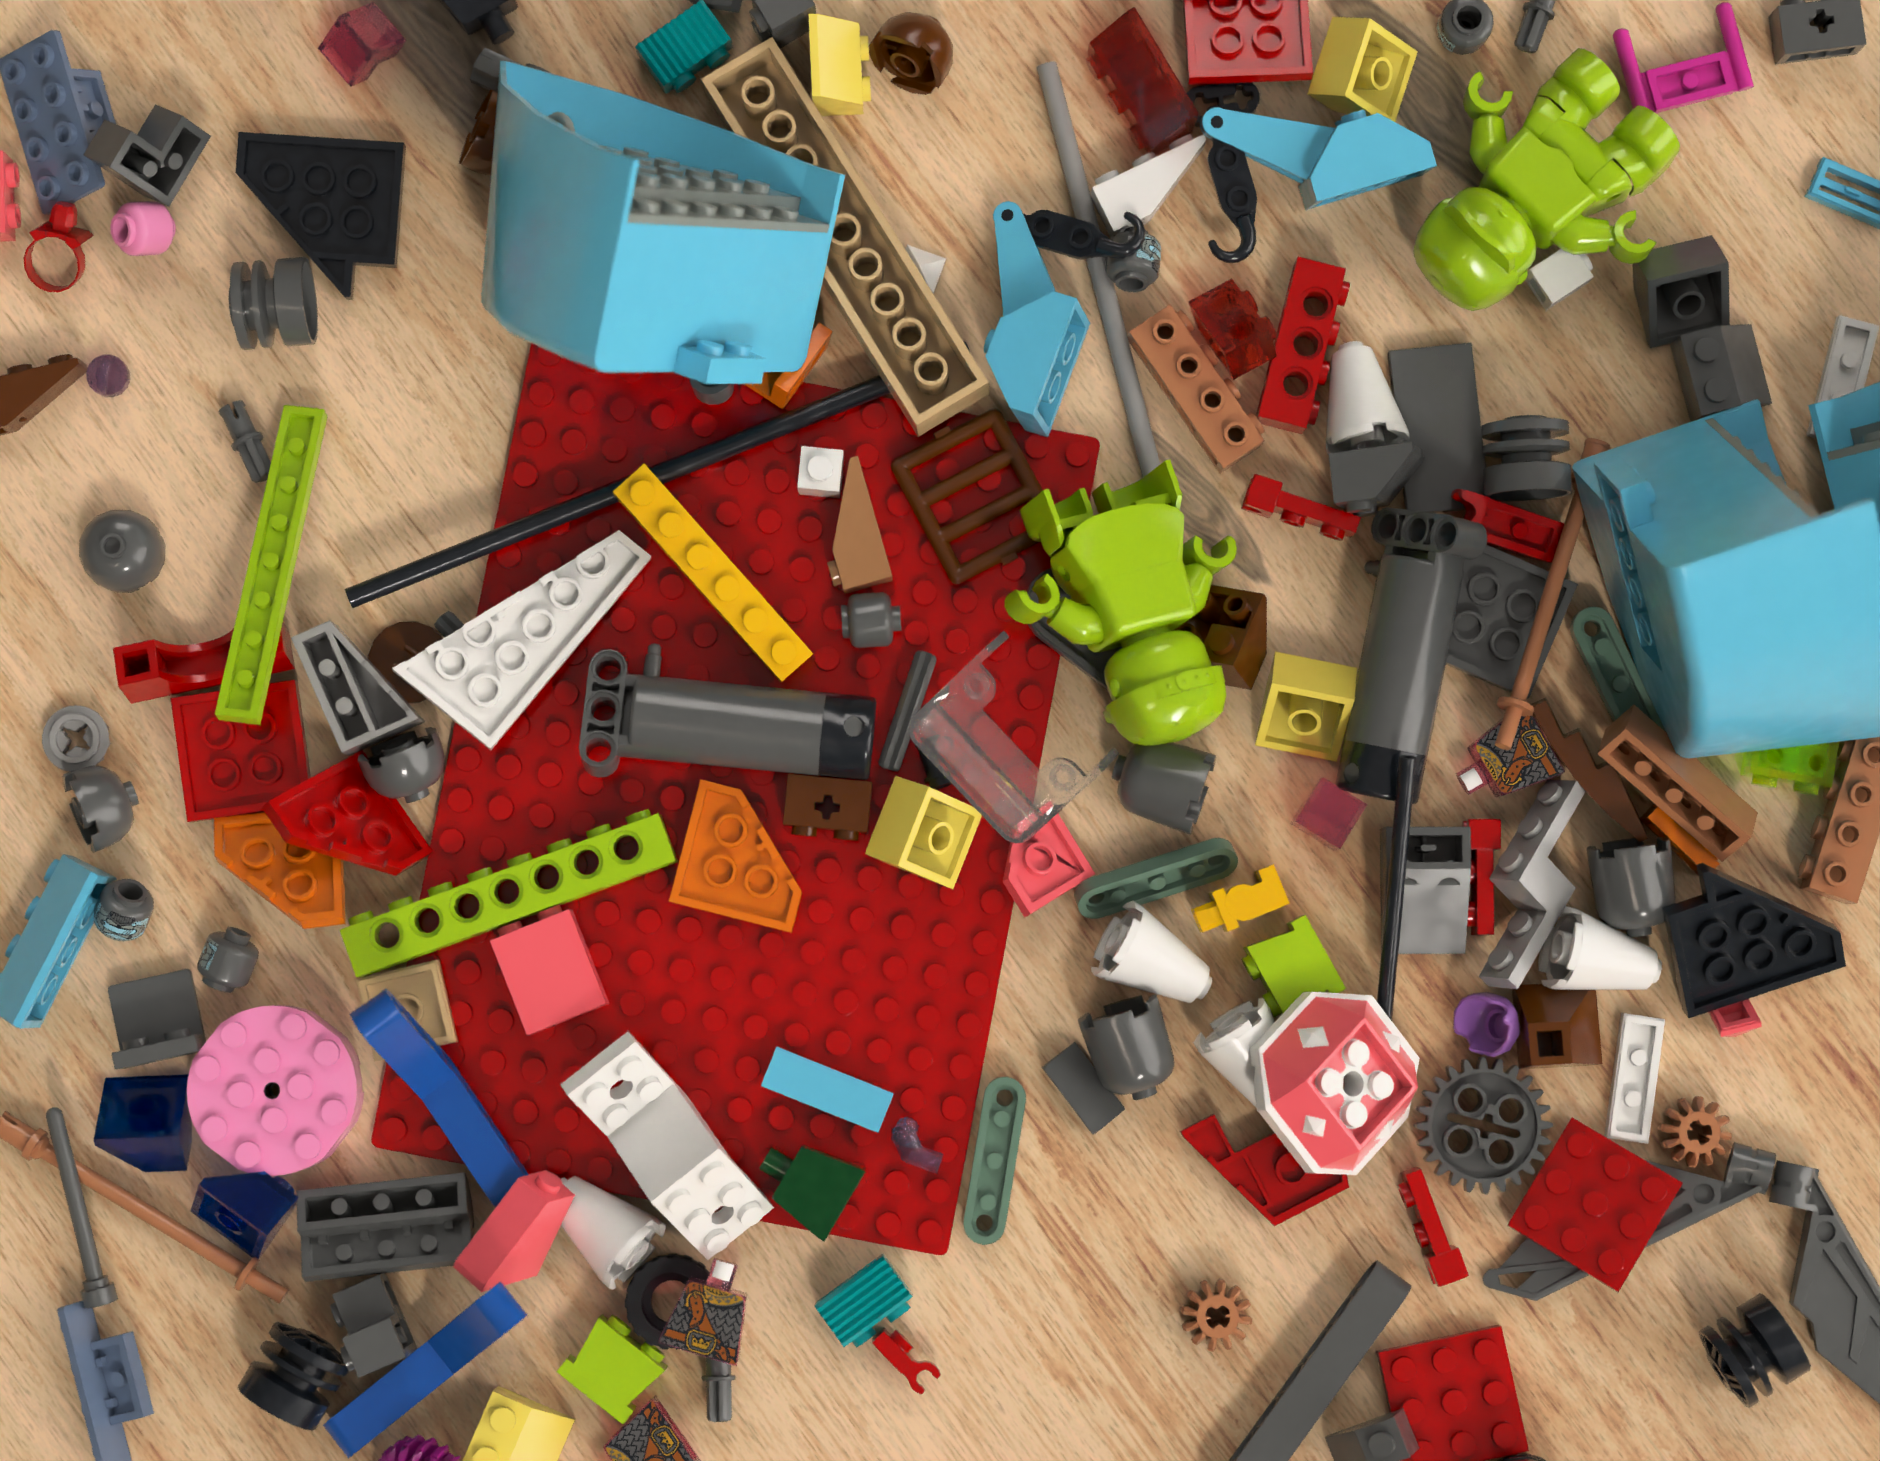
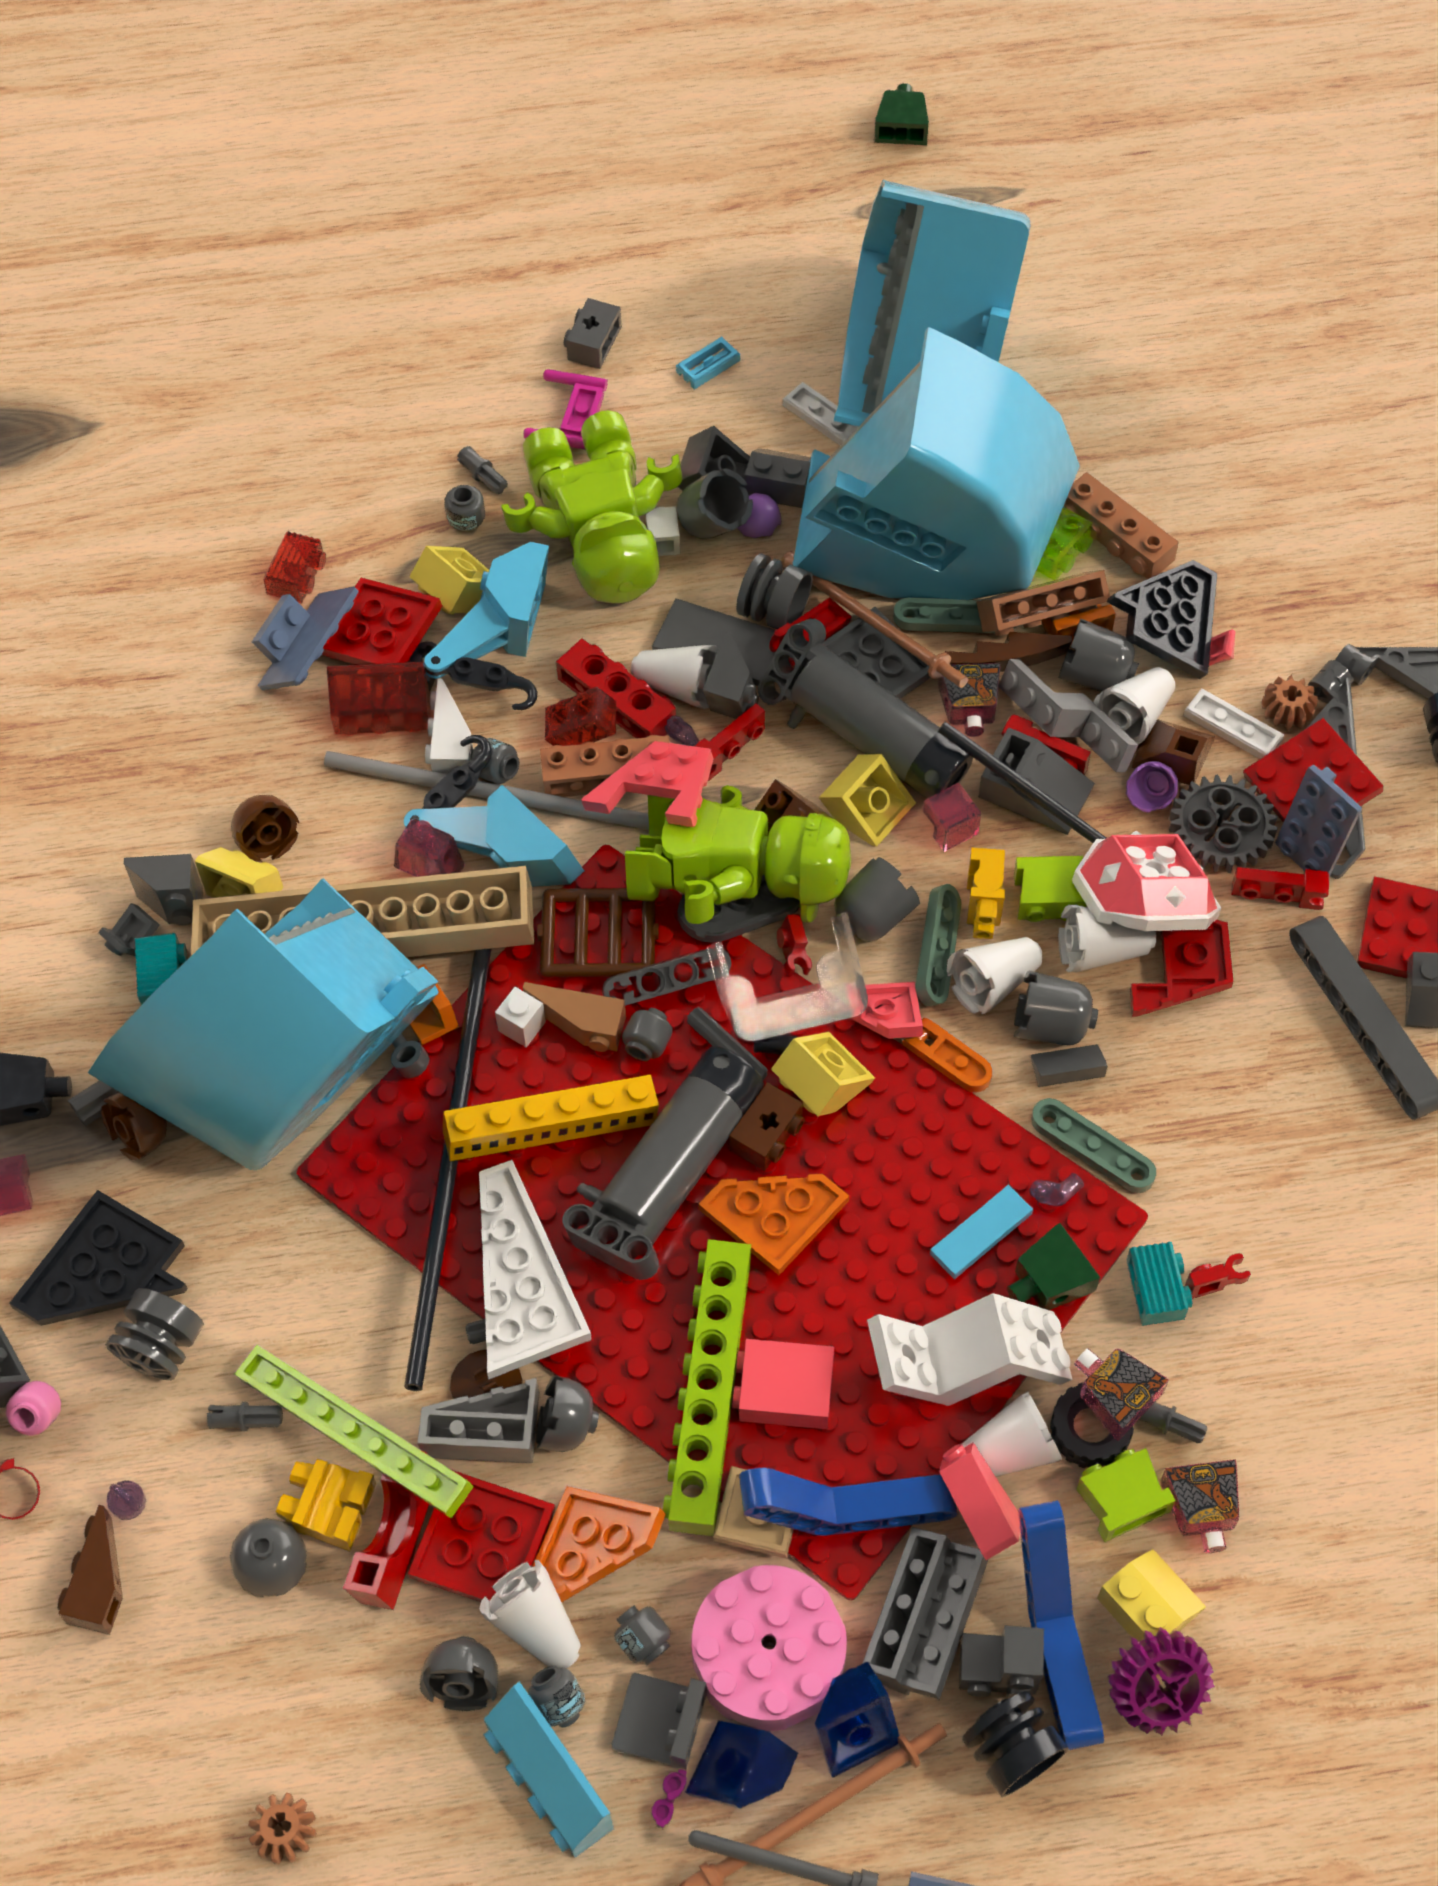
camera: 55 degrees left, 25 degrees down
(56, 741) = (378, 1666): light grey gear -> none
(80, 1065) = (673, 1787): none -> magenta piece
(182, 843) = (533, 1615): none -> white cone
(192, 574) = (329, 1502): none -> yellow hips
(348, 820) = (583, 1477): red plate -> none
(959, 596) = (665, 972): none -> dark grey beam
(973, 257) = (427, 851): none -> clear pink torso
(1023, 960) = (951, 1057): none -> orange plate
(1076, 714) = (793, 940): none -> red plate
(1195, 465) = (659, 771): none -> coral wing
(1216, 1300) = (1281, 1050): nougat gear -> none
(1287, 453) = (681, 731): none -> arm
(1508, 1240) = (1318, 822): none -> sand blue bracket
(1614, 324) = (714, 504): none -> dark grey cylinder
(1643, 376) = (764, 517): none -> medium lavender hair

